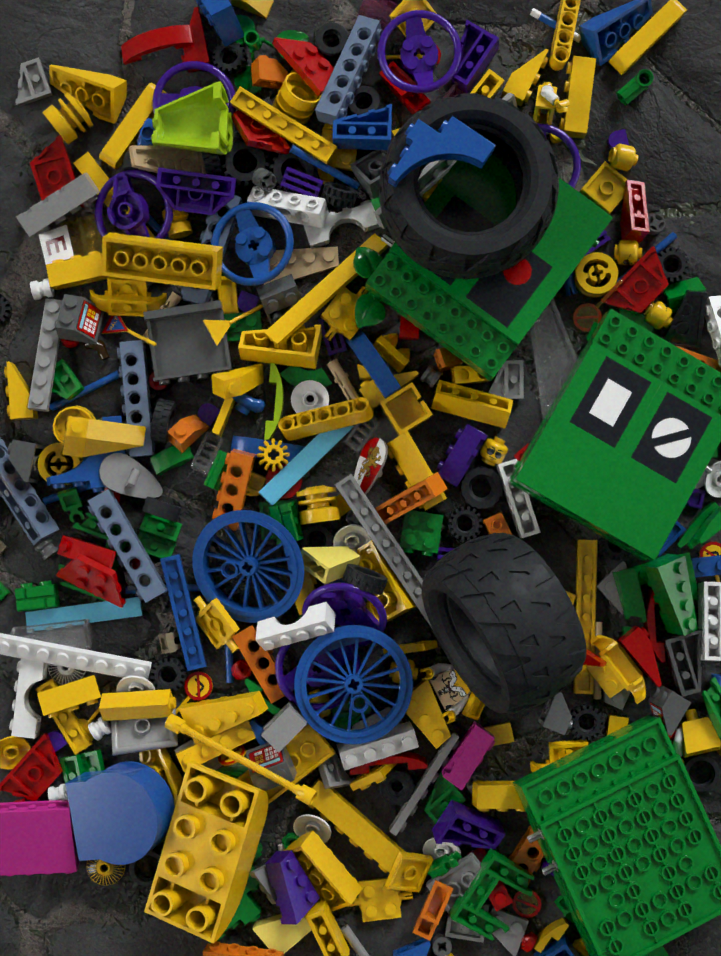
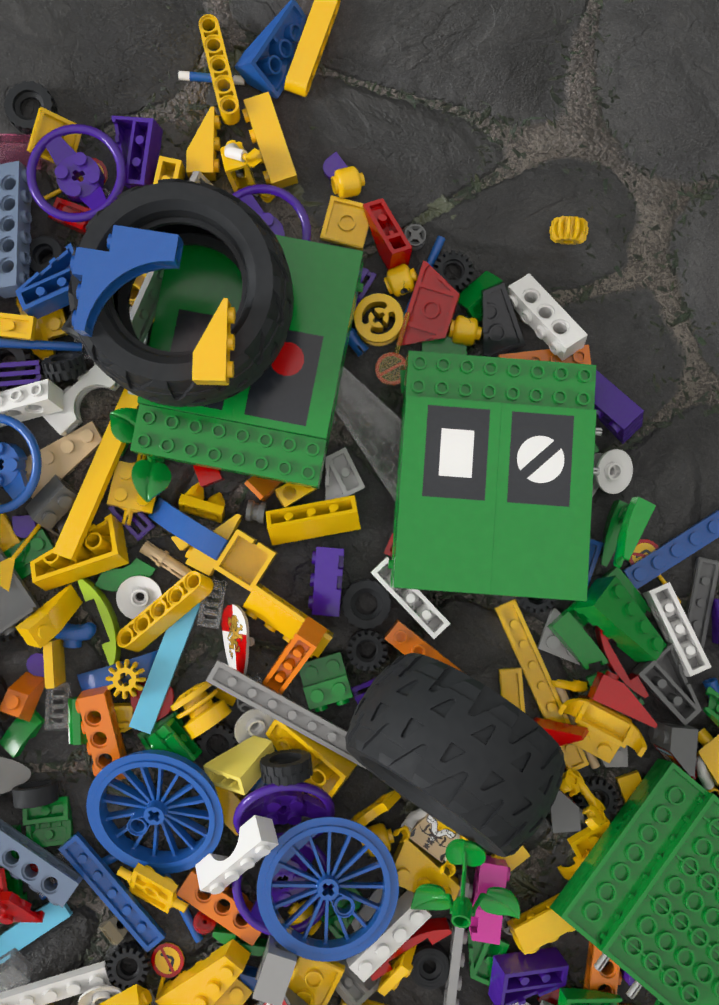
camera: 25 degrees left, 0 degrees up
(429, 731) = (495, 901): none -> green plant
(477, 241) = (212, 352): none -> yellow slope
(493, 451) = (360, 558): yellow head -> none
(582, 726) = (574, 783): none -> yellow helmet
(612, 629) = (575, 685): none -> yellow piece
(634, 87) = (324, 103): green piece -> none
(696, 498) = (599, 504): dark purple tile -> none

